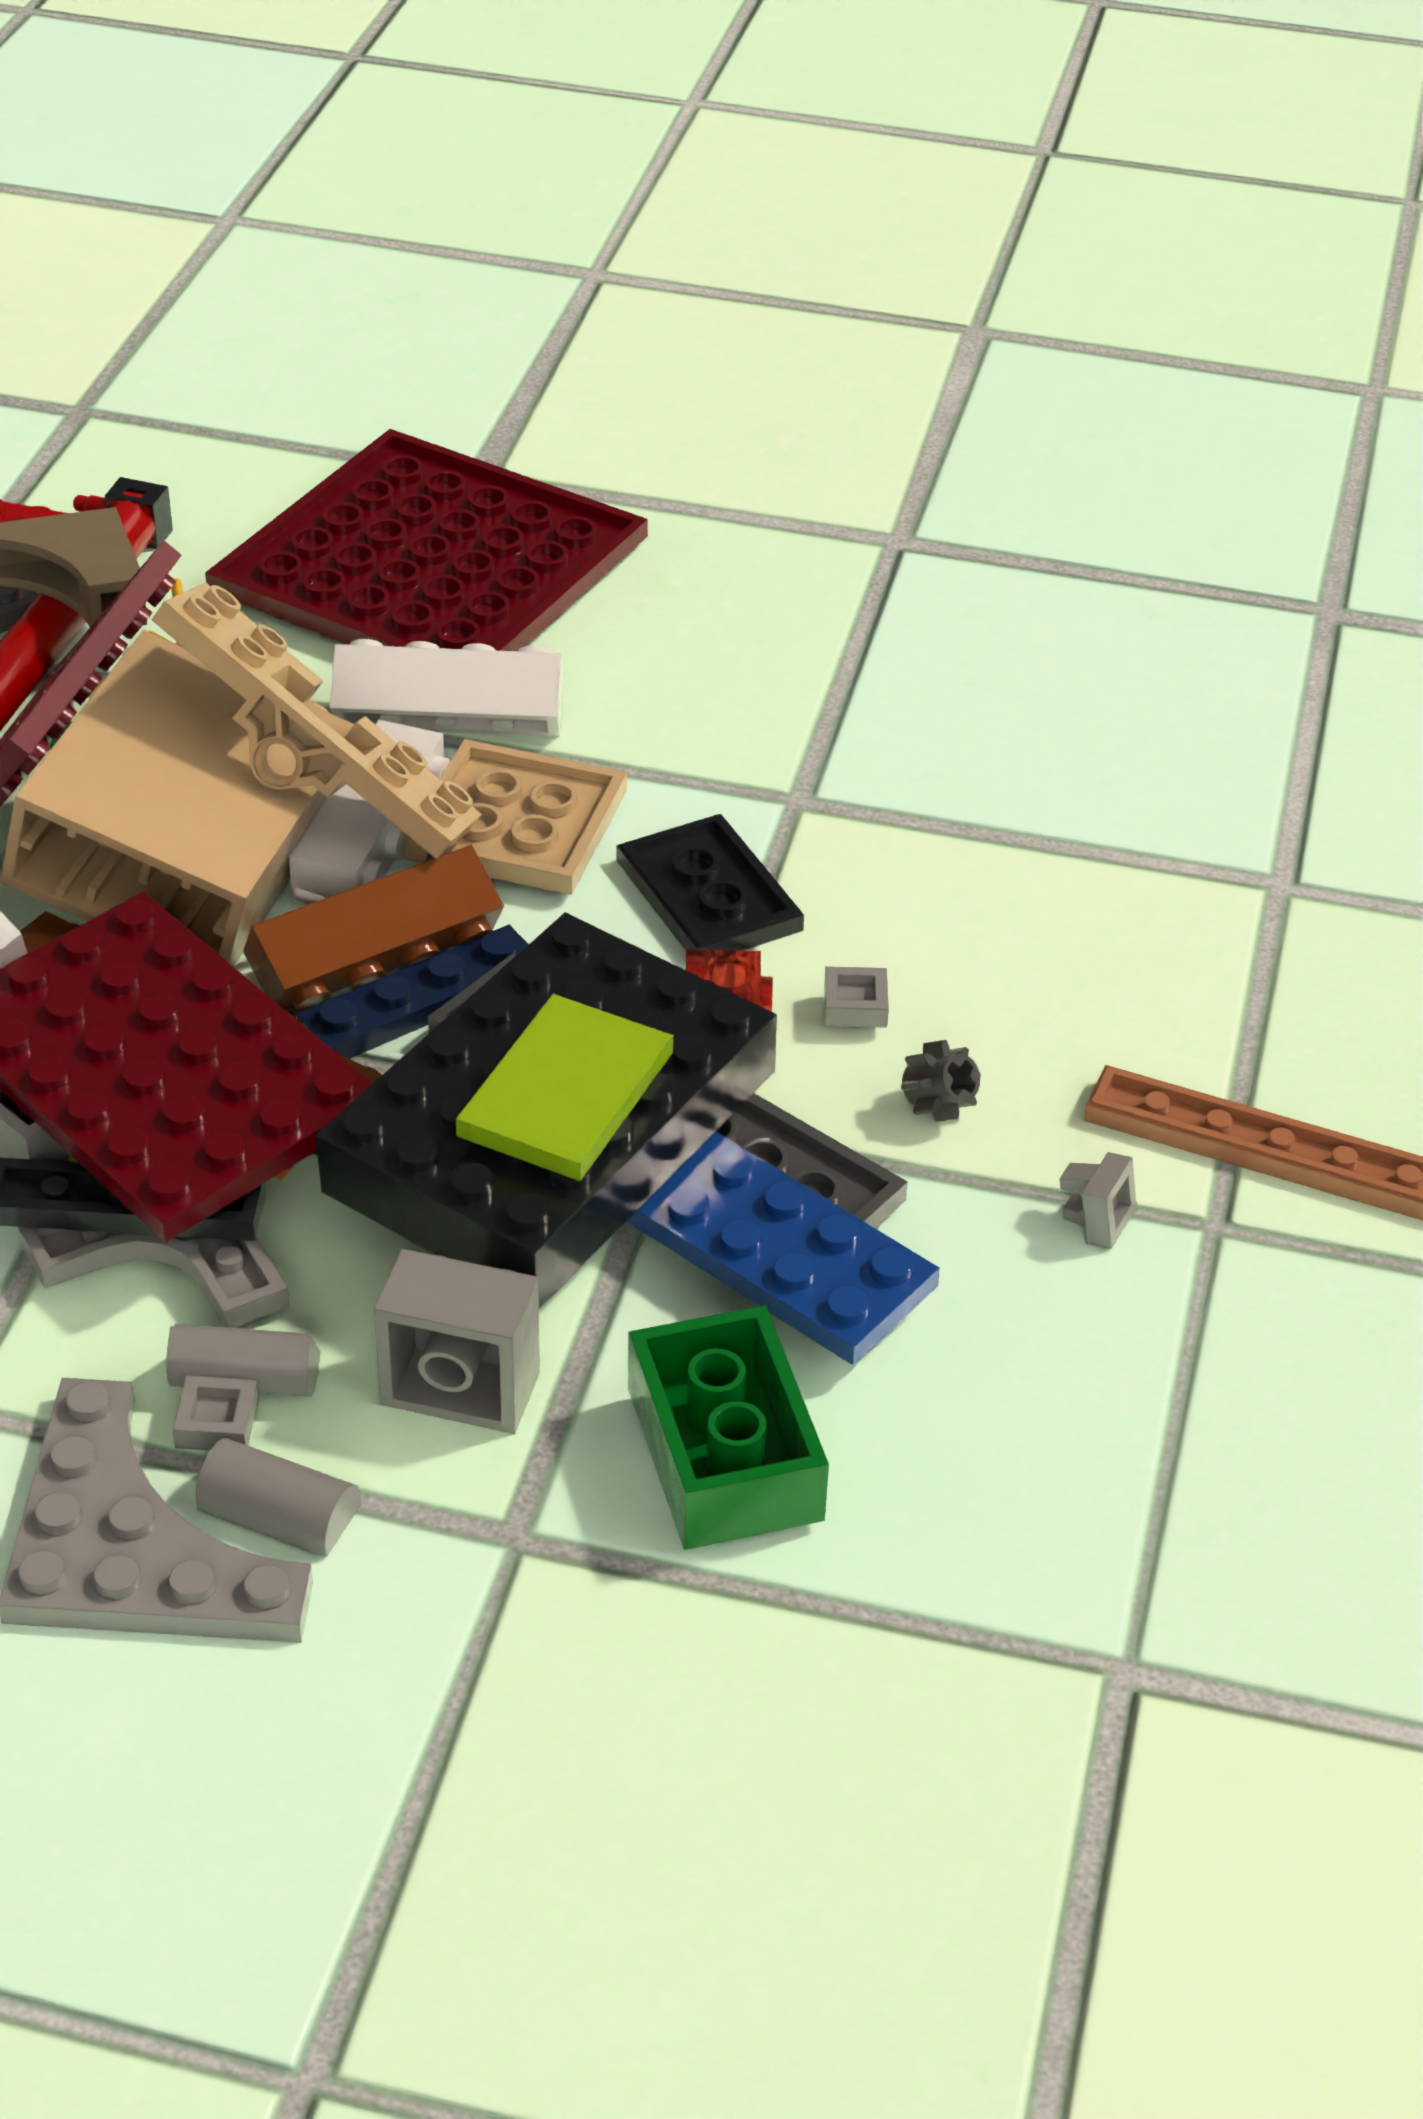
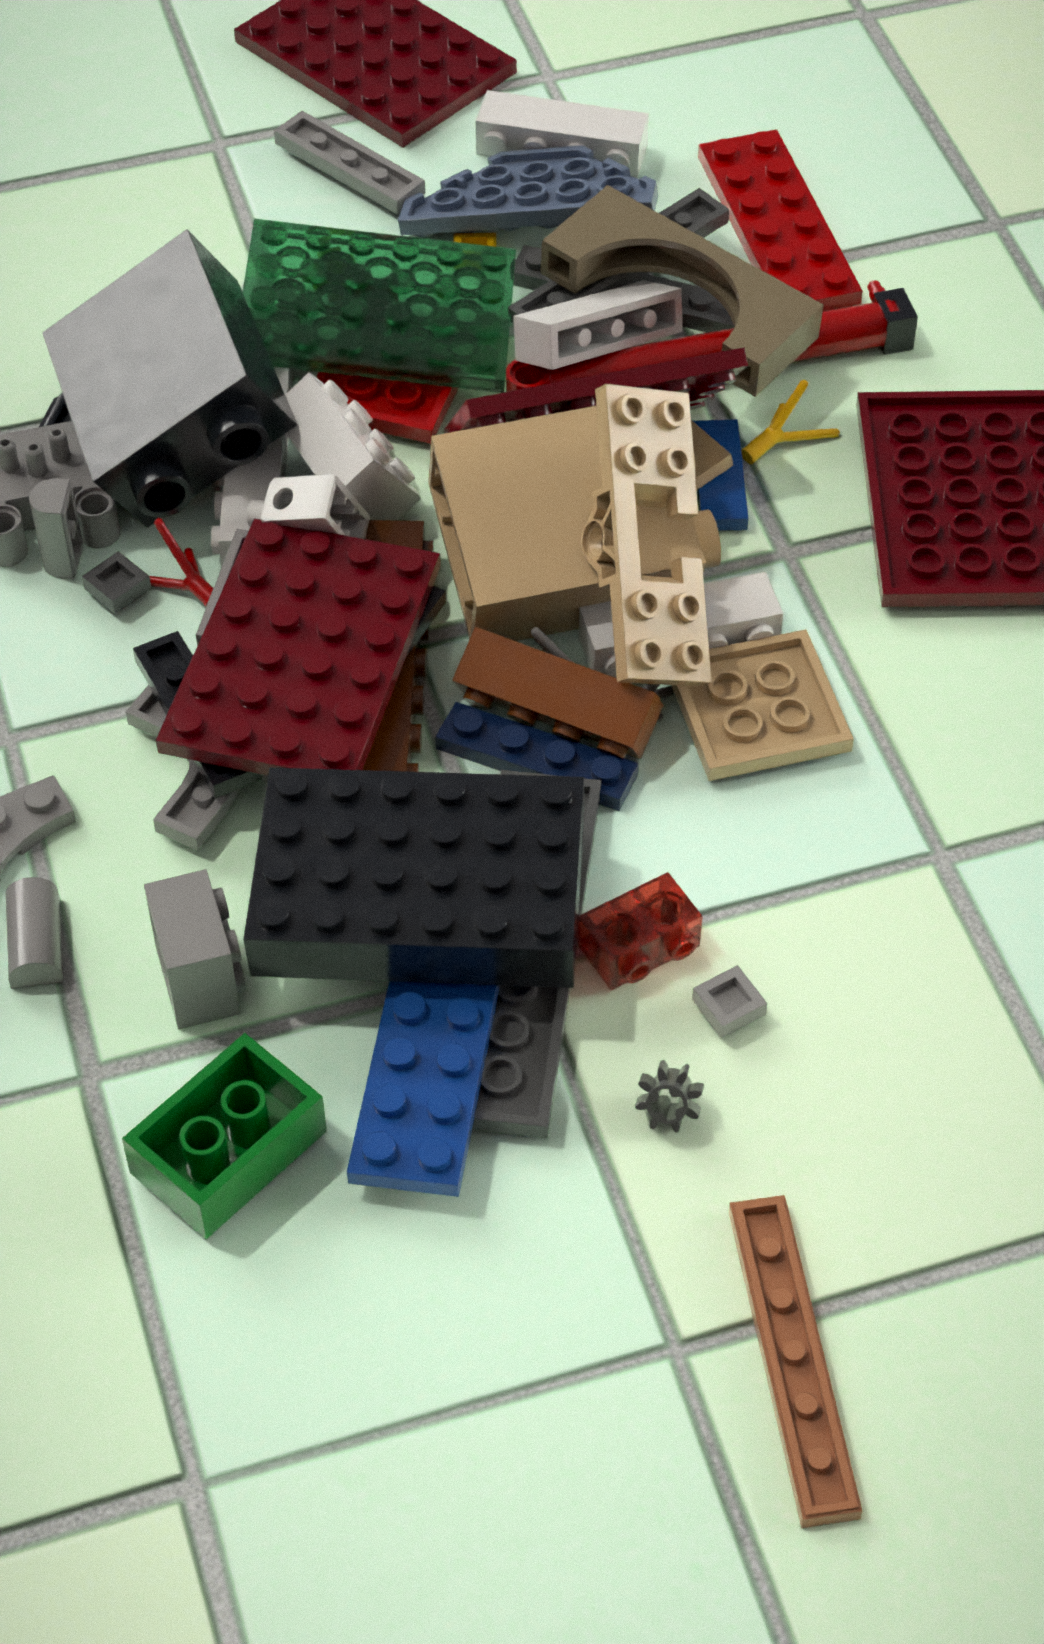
camera: 60 degrees right, 10 degrees up
(214, 1410) = (74, 865): light grey plate -> none
(277, 1359) = (123, 850): light grey brick -> none
(449, 688) = (846, 591): white brick -> none
(565, 1087) = (392, 869): lime tile -> none
(709, 886) = (786, 856): black tile -> none
(1102, 1197) = (626, 1259): light grey tile -> none

